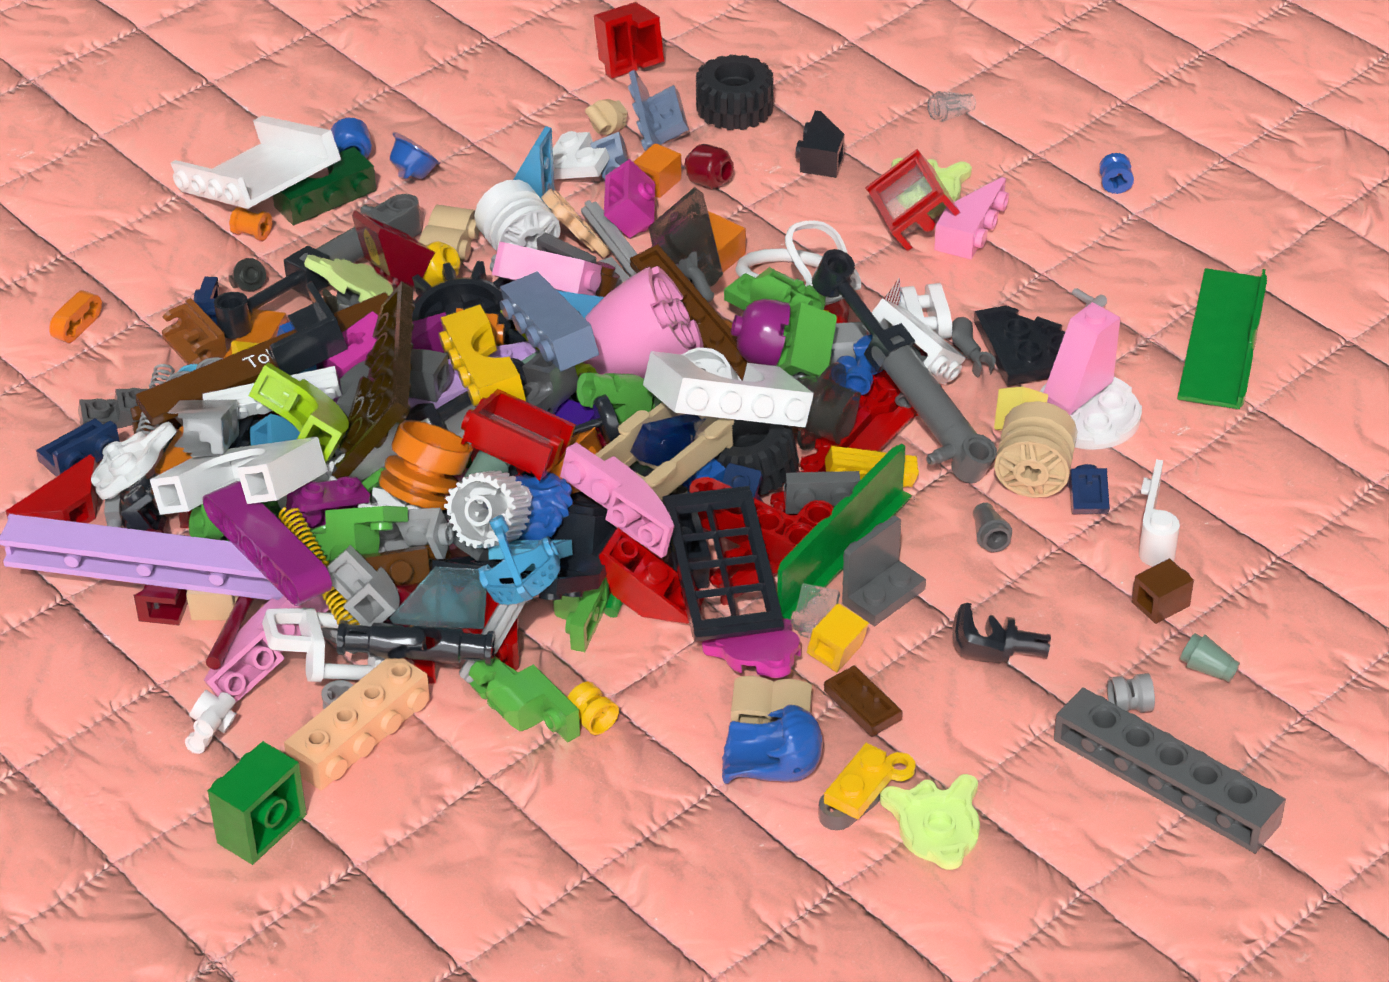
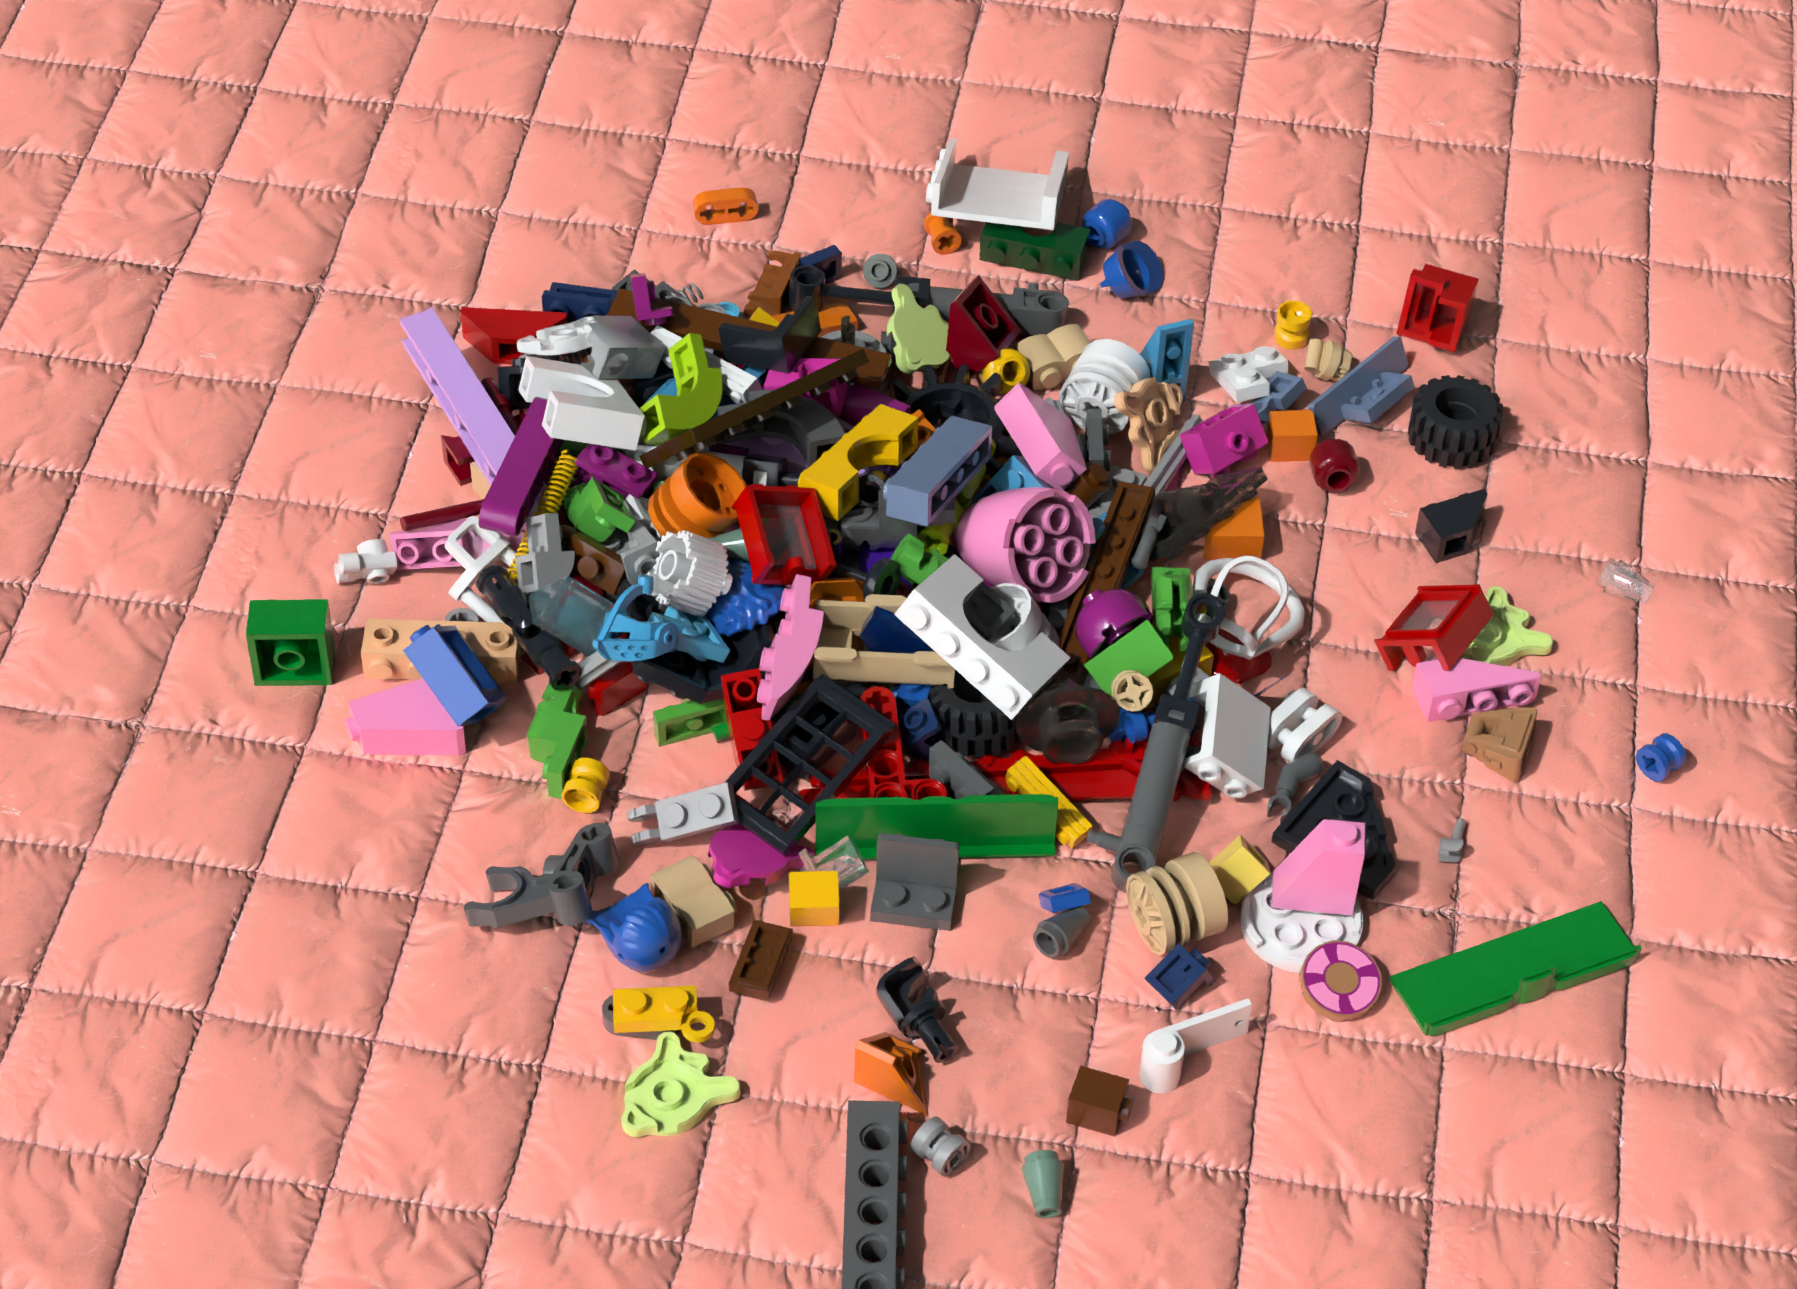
camera: 50 degrees right, 5 degrees up
(179, 380) = (645, 294): none -> magenta bracket
(413, 778) = (404, 723): none -> bright pink slope
(420, 710) = (454, 674): none -> window
(554, 112) = (1292, 324): none -> yellow wheel
(688, 775) = (559, 888): none -> dark grey piece
(693, 659) = (687, 814): none -> hinge
(842, 350) = (1134, 696): none -> tan wheel
(963, 508) = (1064, 897): none -> blue tile
(1032, 230) = (1504, 739): none -> medium nougat piece
(1033, 685) = (891, 1069): none -> orange slope
(1164, 417) = (1340, 980): none -> tile

